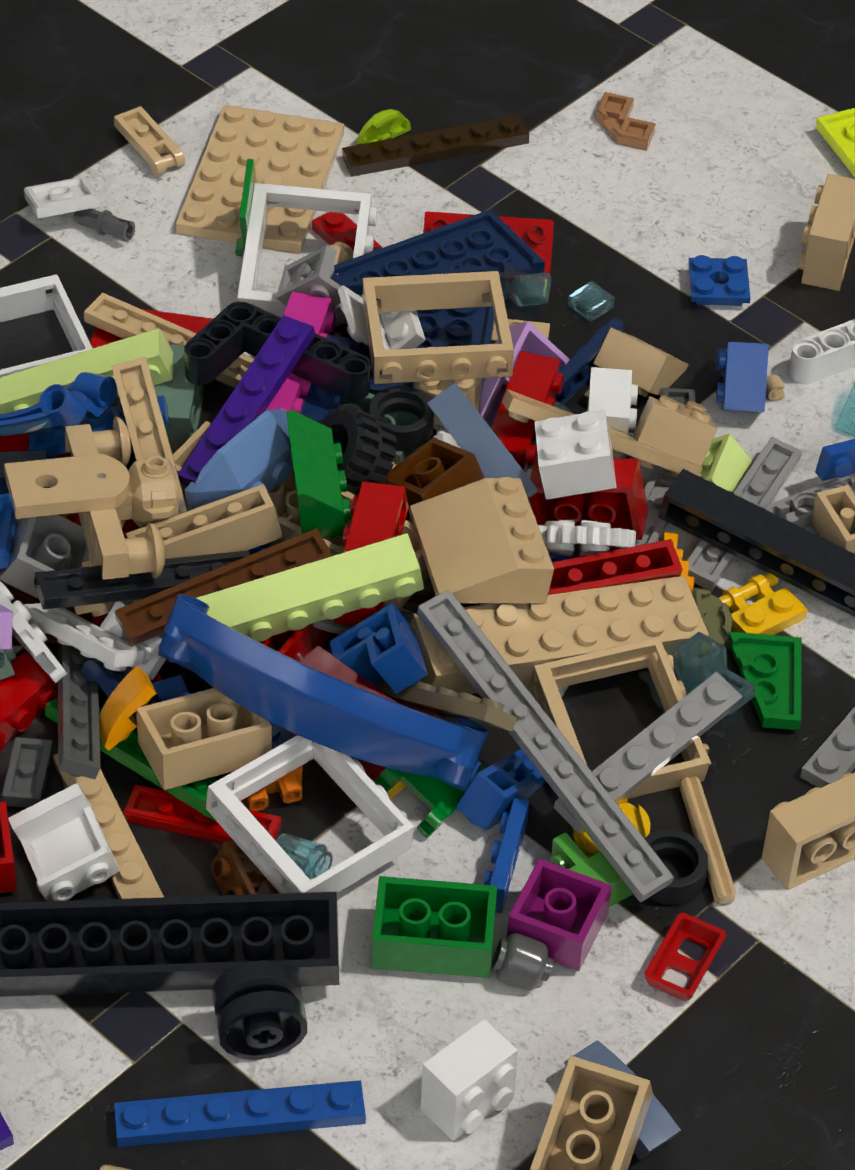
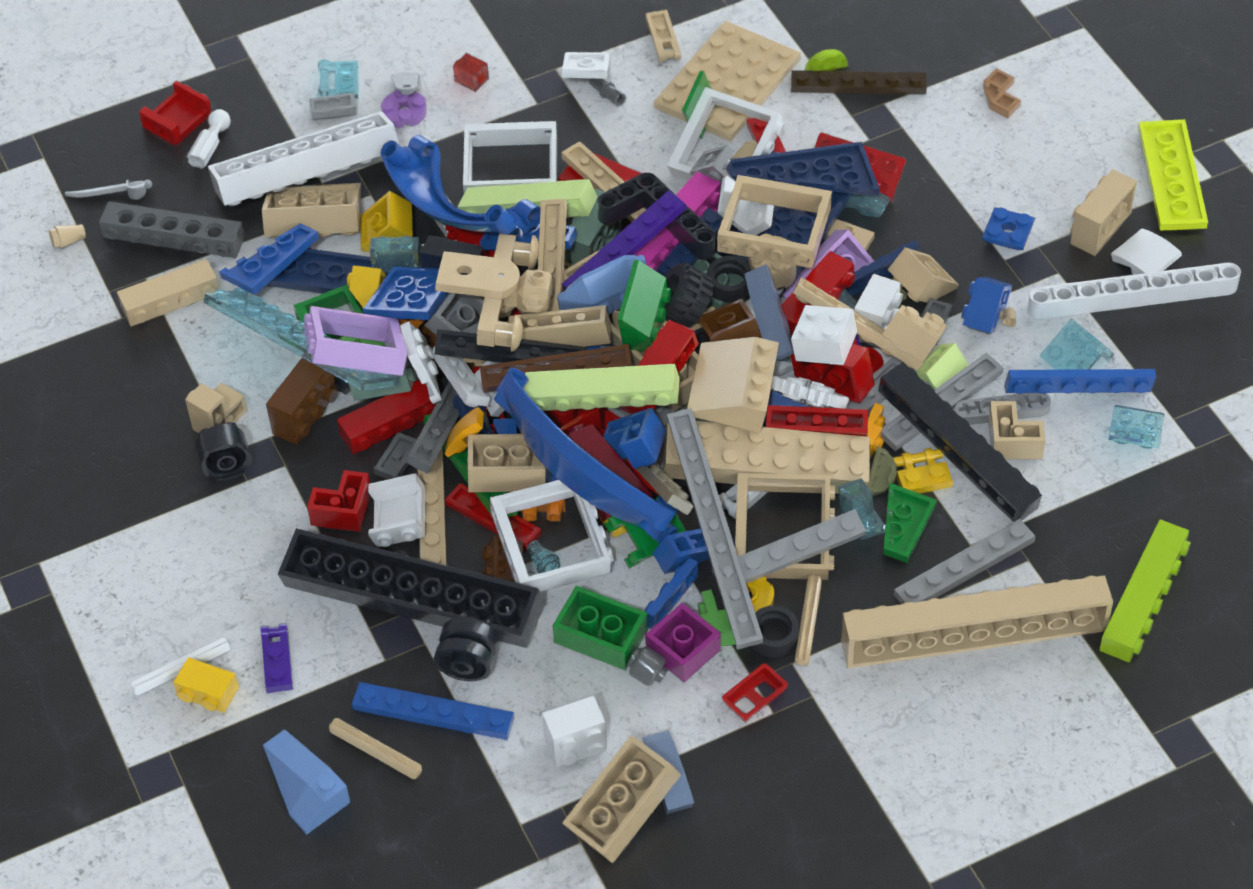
camera: 25 degrees right, 5 degrees up
(591, 301) = (912, 222): clear light blue plate -> none

